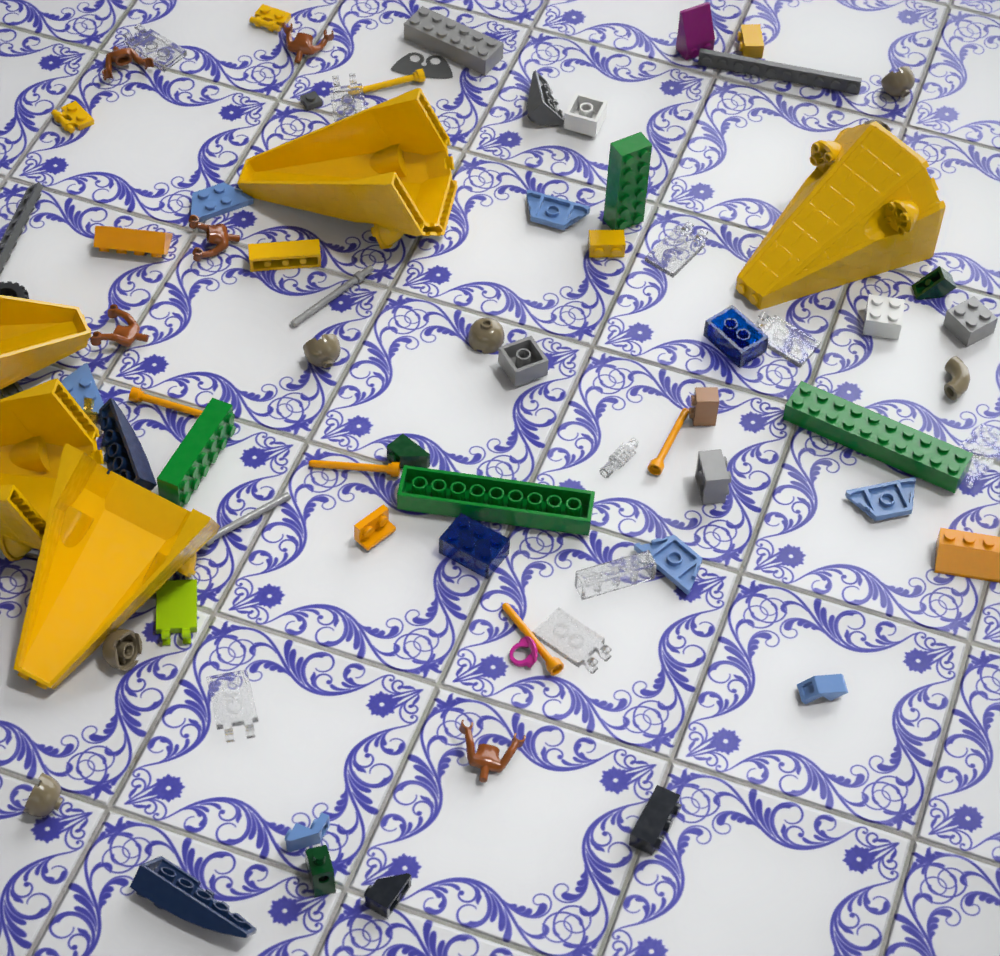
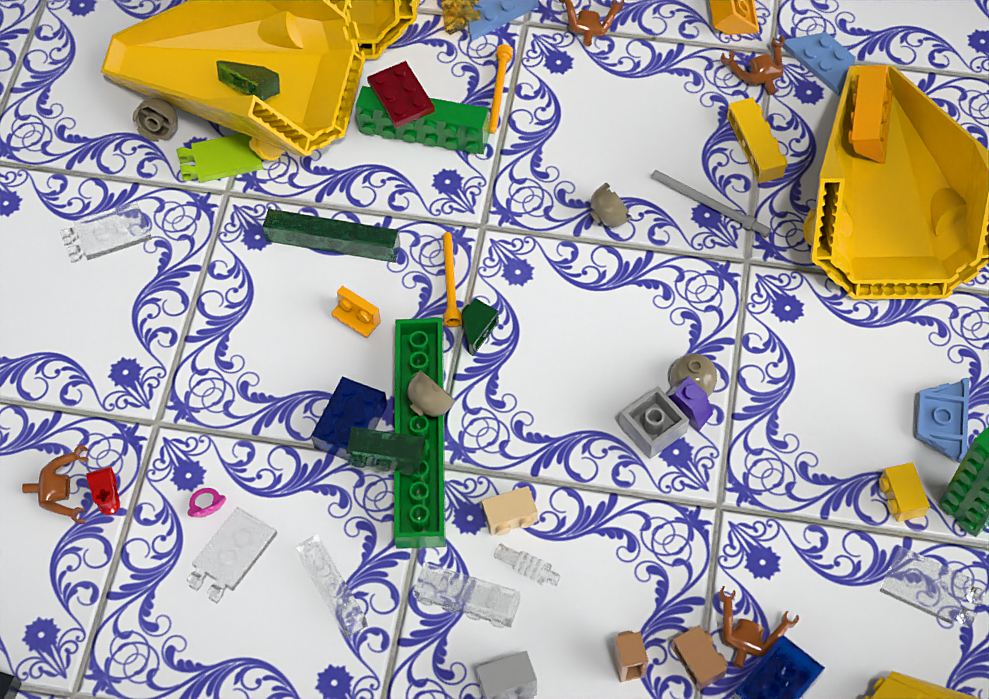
camera: 85 degrees right, 10 degrees up
(112, 564) = (249, 79): none -> clear green slope
(123, 448) = (426, 59): dark blue wedge -> none
(178, 451) = (400, 94): none -> dark red plate
(250, 516) = (320, 164): light grey bar -> none
(278, 168) = (871, 112): none -> light orange slope
(291, 536) = (331, 235): none -> clear green brick
(481, 474) = (428, 396): none -> dark tan cylinder
(497, 721) = (104, 490): none -> red piece
(508, 333) = (692, 402): none -> dark purple slope
(521, 510) = (386, 451): none -> clear green brick
(553, 664) = (192, 536): light orange piece -> none
(575, 460) = (510, 511): none -> tan brick
(637, 495) = (467, 595): none -> clear brick
(657, 465) = (526, 613): light orange piece -> none
(674, 560) = (370, 655): medium blue wing -> none
(694, 348) = (748, 634): none -> dark orange piece
(713, 371) = (697, 651): none -> medium nougat piece

